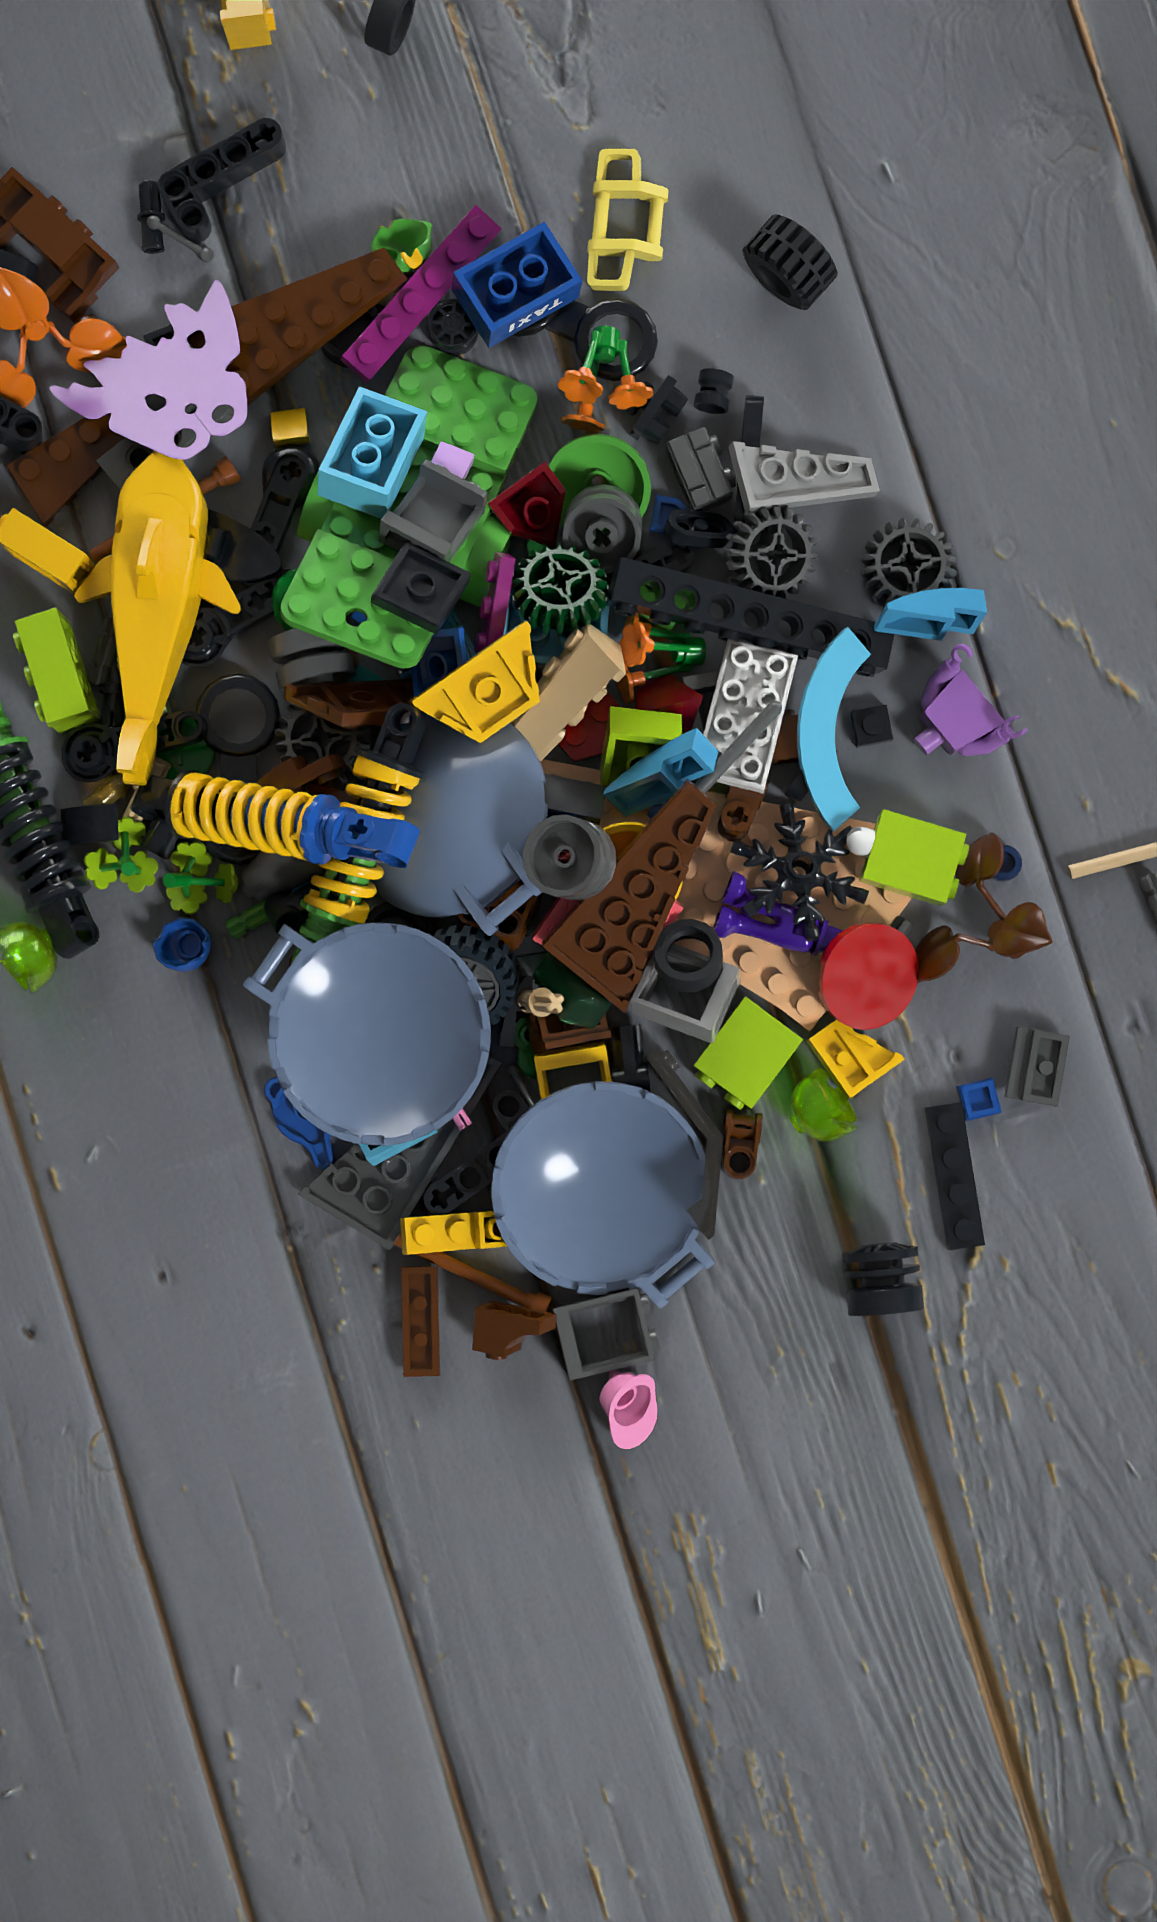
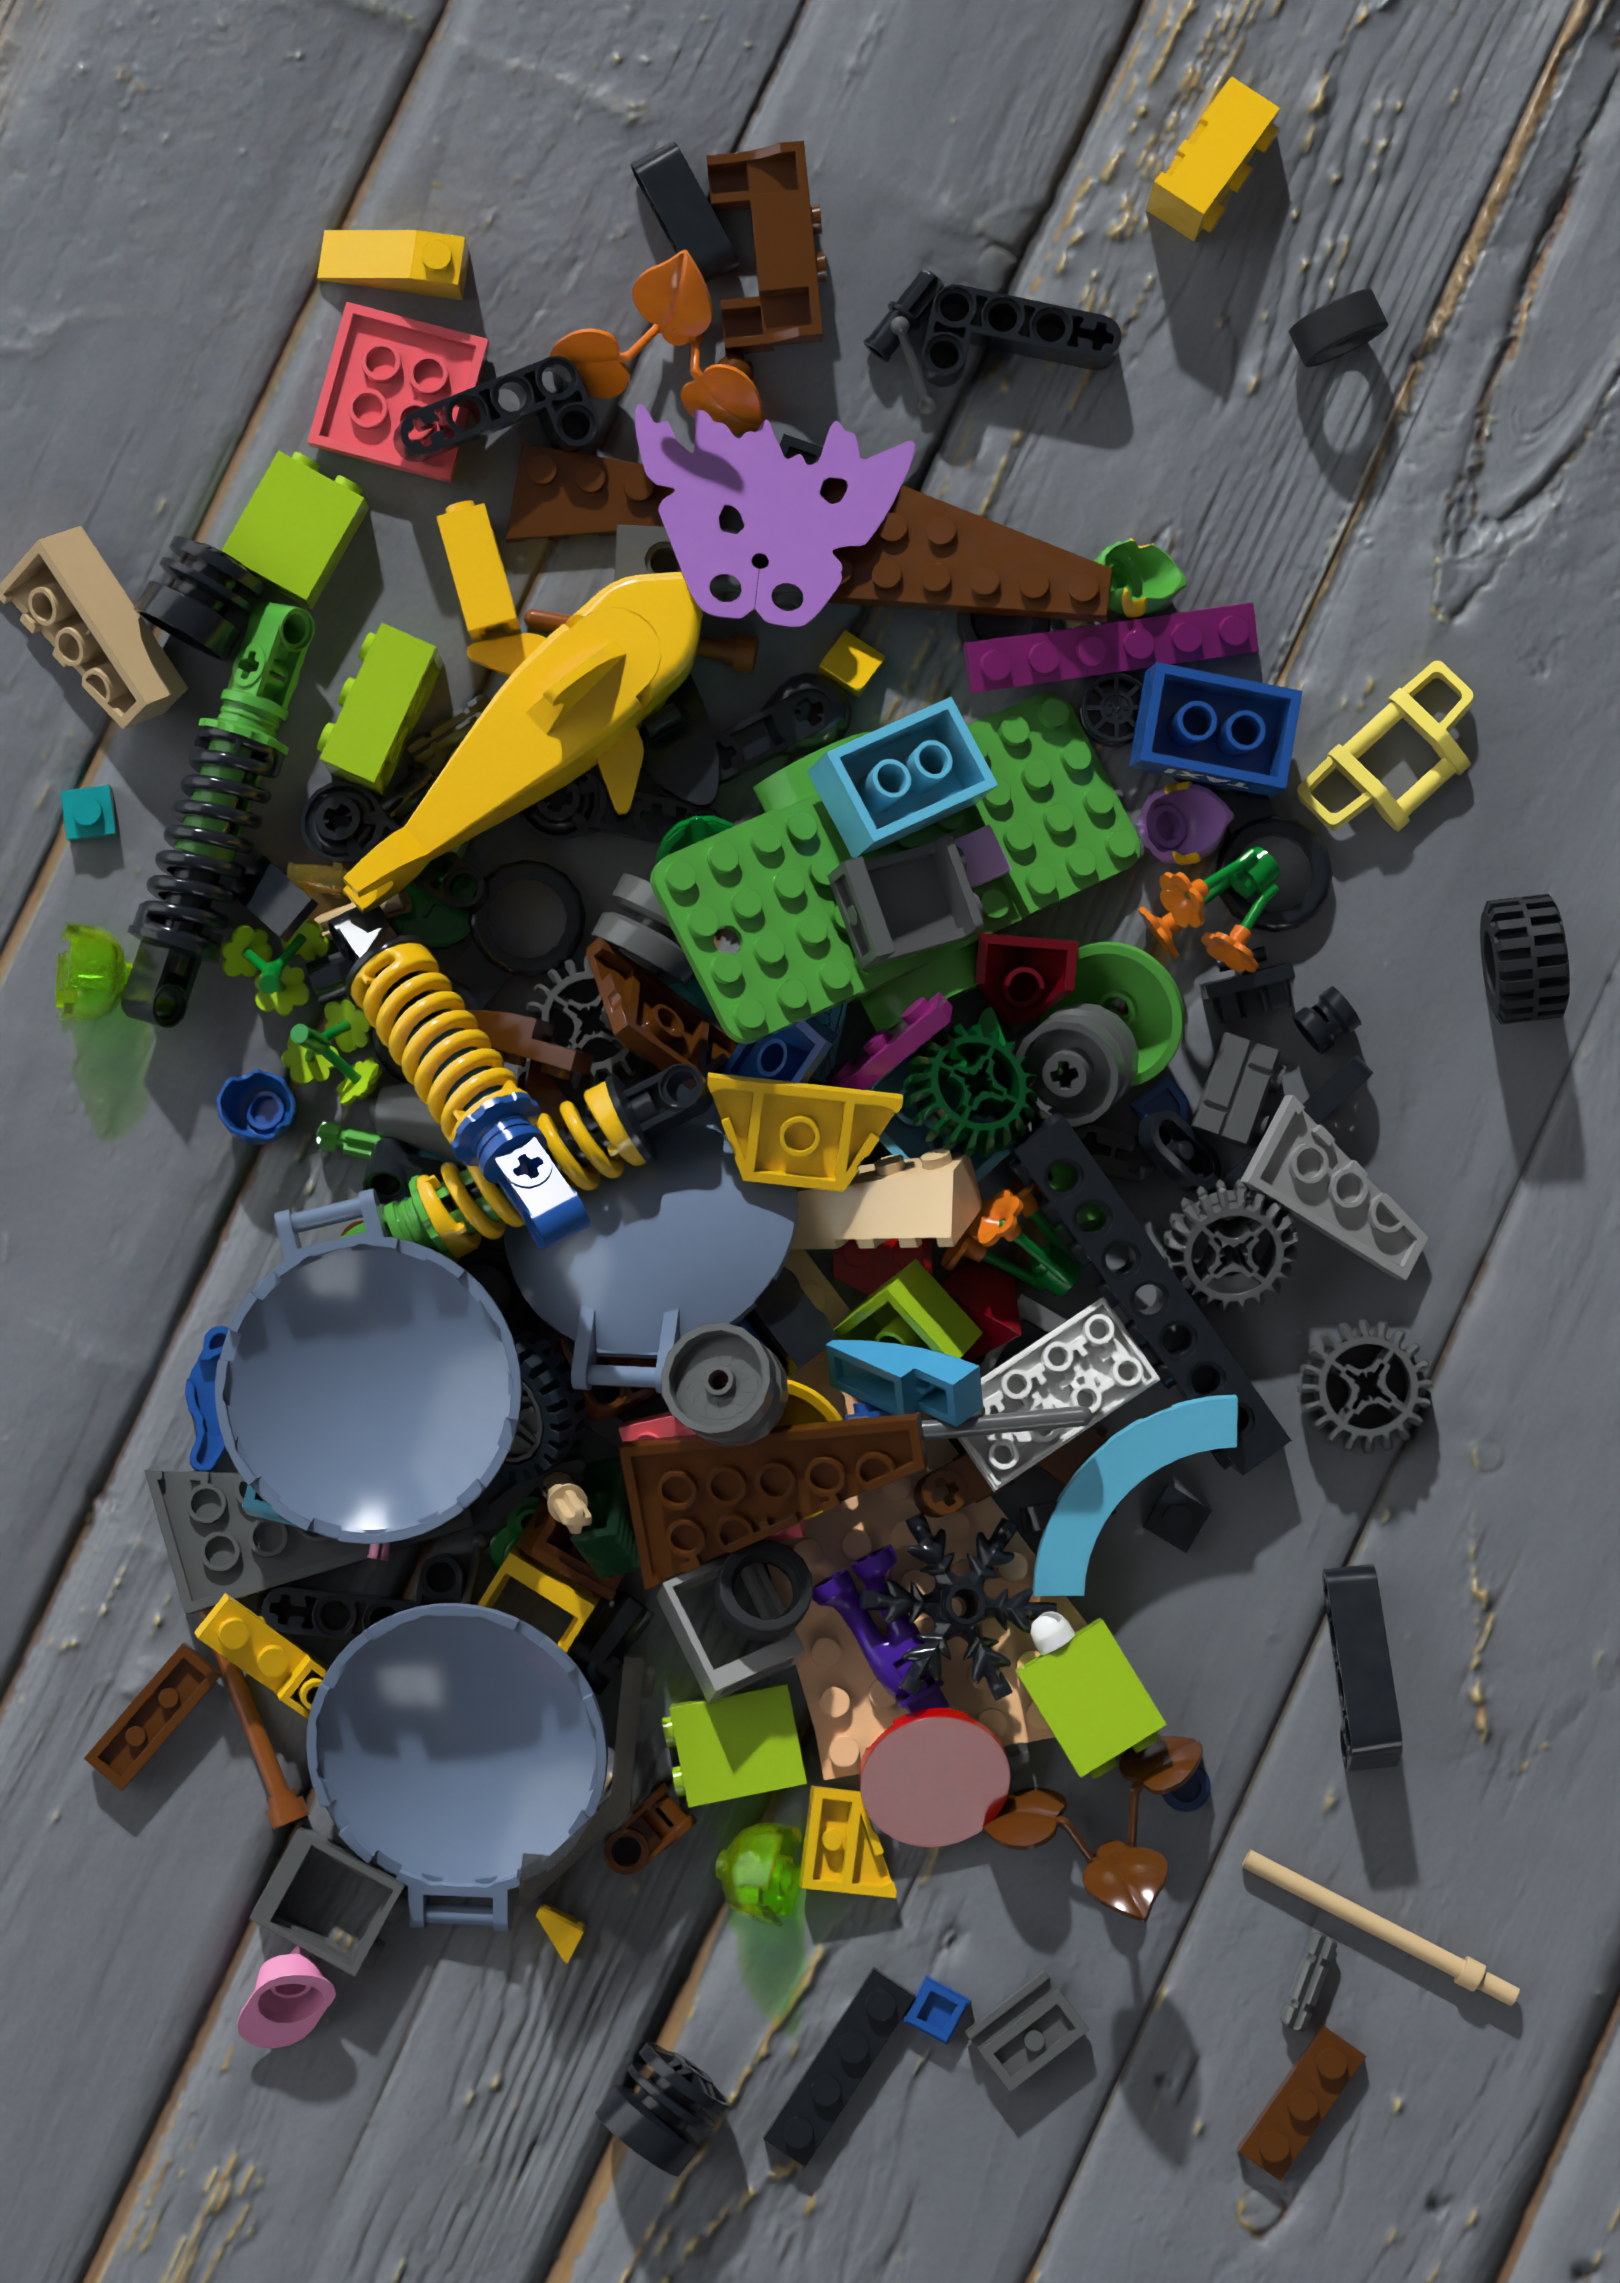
camera: 40 degrees right, 0 degrees up
(420, 588) = (822, 968): black tile -> none
(503, 1326) = (232, 1800): reddish brown arch -> none
(543, 352) = (1183, 823): none -> medium lavender hair
(743, 1235) = (561, 1928): none -> yellow slope
(934, 613) = (1344, 1462): dark azure slope -> none
(960, 714) = (1279, 1591): medium lavender torso -> none
(1045, 716) = (1363, 1669): none -> black beam

